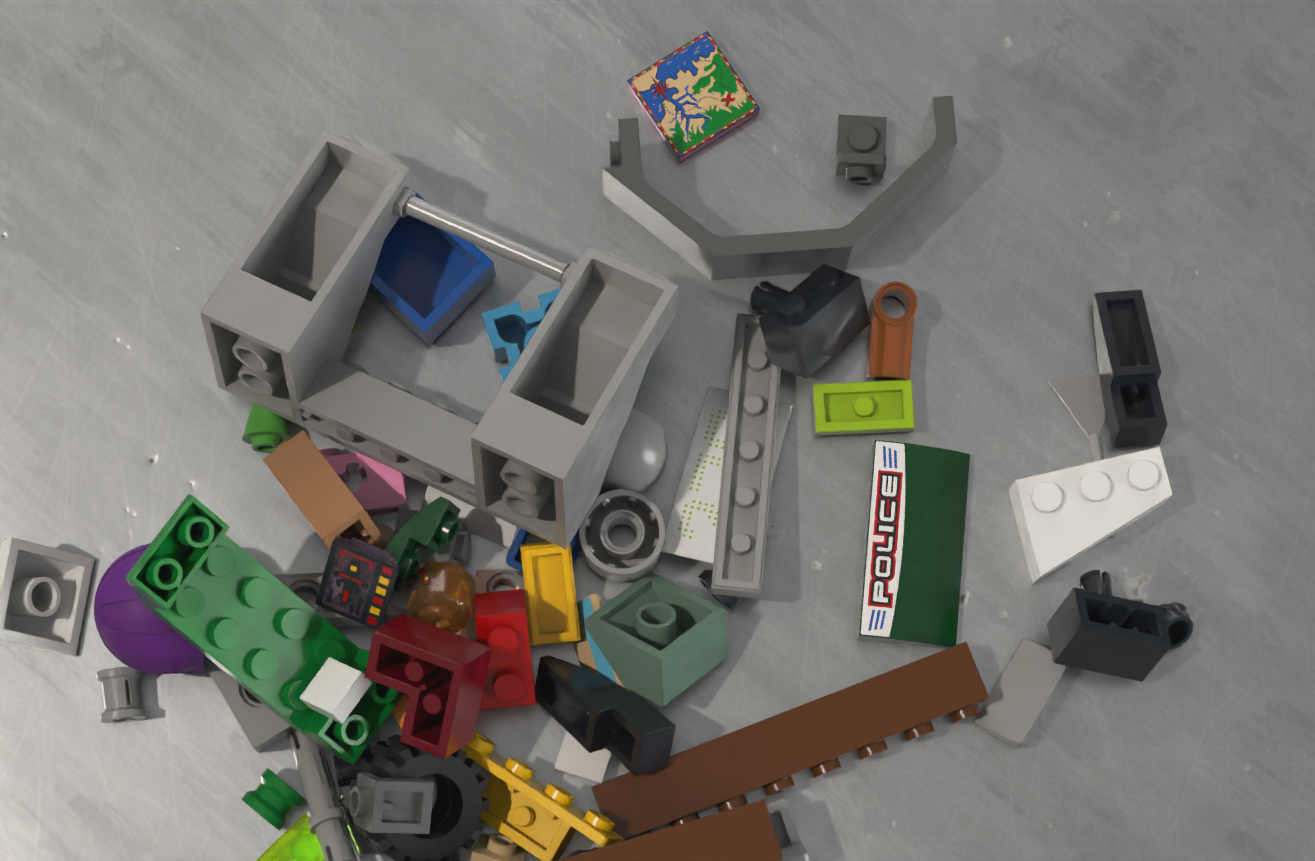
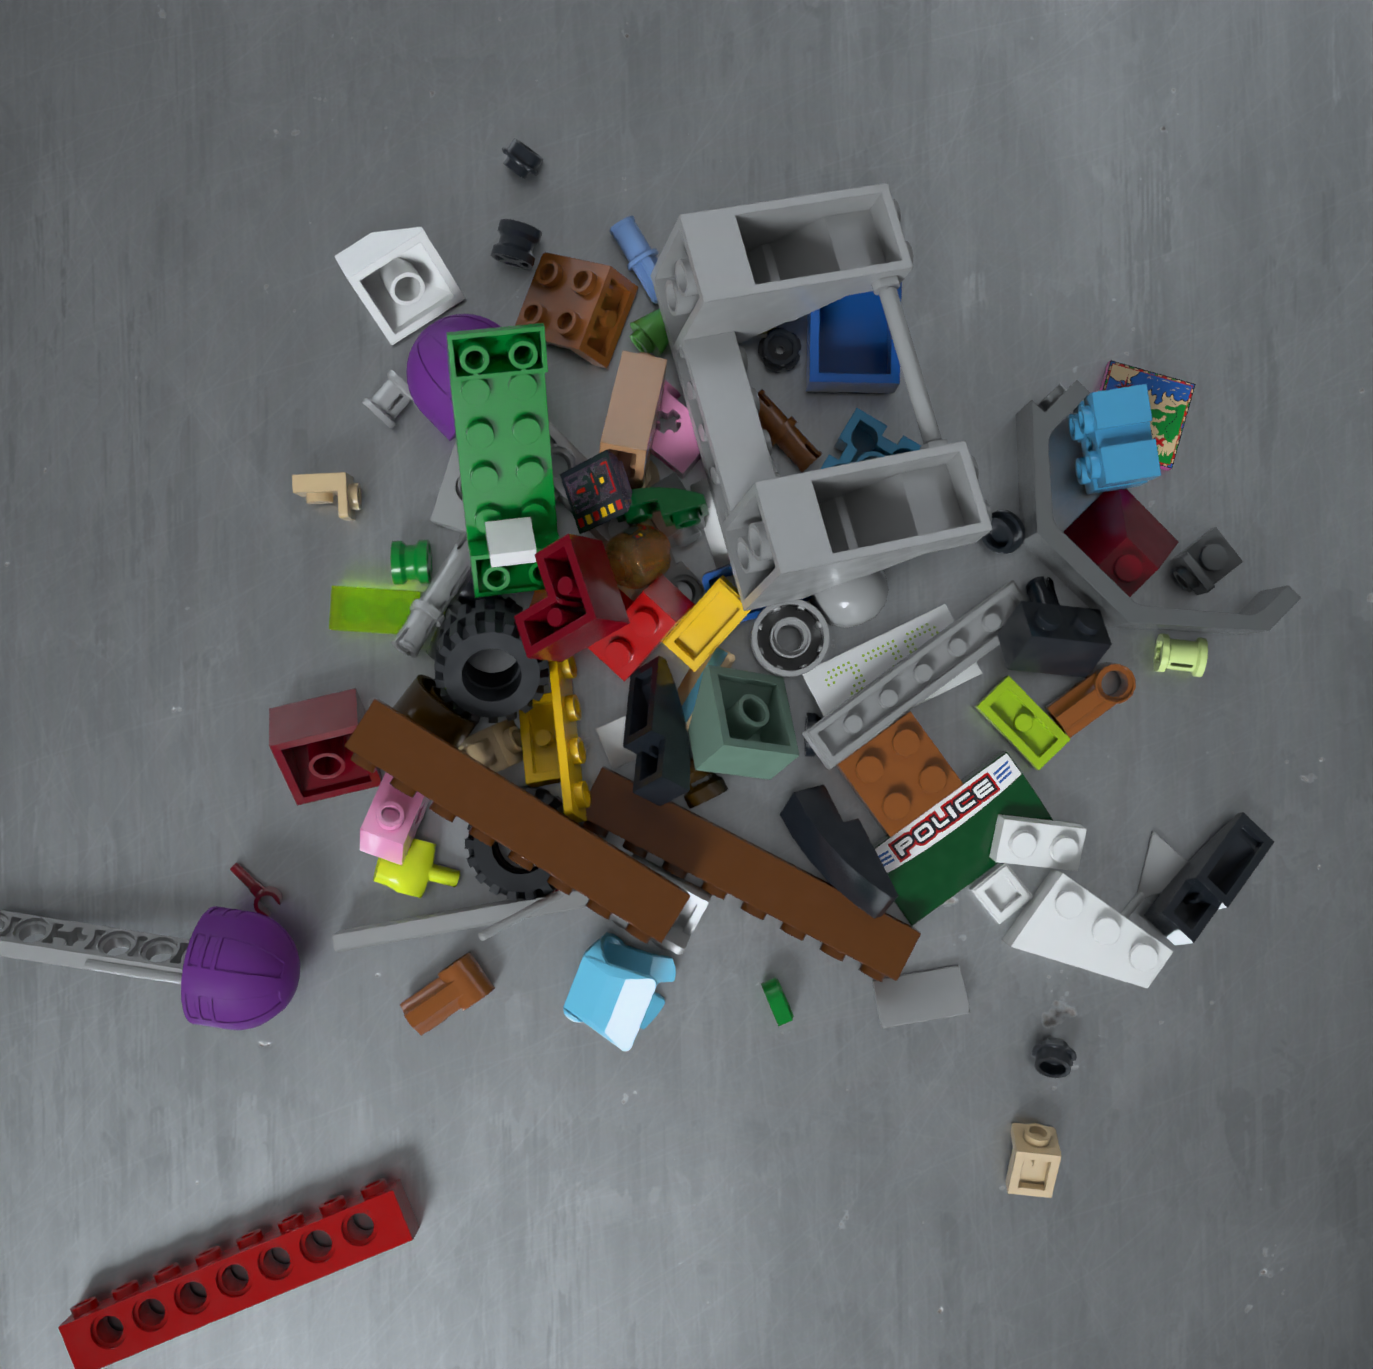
camera: 55 degrees right, 10 degrees up
(24, 409) = (521, 159): none -> black plate
(90, 475) = (516, 243): none -> black wheel
(141, 818) = (322, 486): none -> tan bracket
(186, 457) = (579, 305): none -> dark orange bracket
(189, 382) = (637, 251): none -> medium blue axle
(367, 327) = (784, 338): none -> black plate
(392, 804) = (466, 649): dark grey bracket -> none
(454, 391) = (786, 434): none -> dark orange pin
(688, 718) = (705, 790): none -> dark brown wheel
(694, 132) = (1115, 439): none -> dark azure brick
(694, 285) = (1006, 532): none -> black plate
(780, 194) = (1122, 539): none -> dark red slope
(816, 545) = (899, 774): none -> dark orange brick
(836, 648) = (839, 850): none -> black slope
(919, 232) = (1180, 655): none -> yellowish green bush
(921, 815) = (777, 1001): none -> green tile
(974, 481) = (1037, 842): none -> white plate
(991, 549) = (1001, 892): none -> white tile
(1107, 631) = (1011, 1024): black brick -> none
(1243, 718) = (1033, 1160): none -> tan bracket

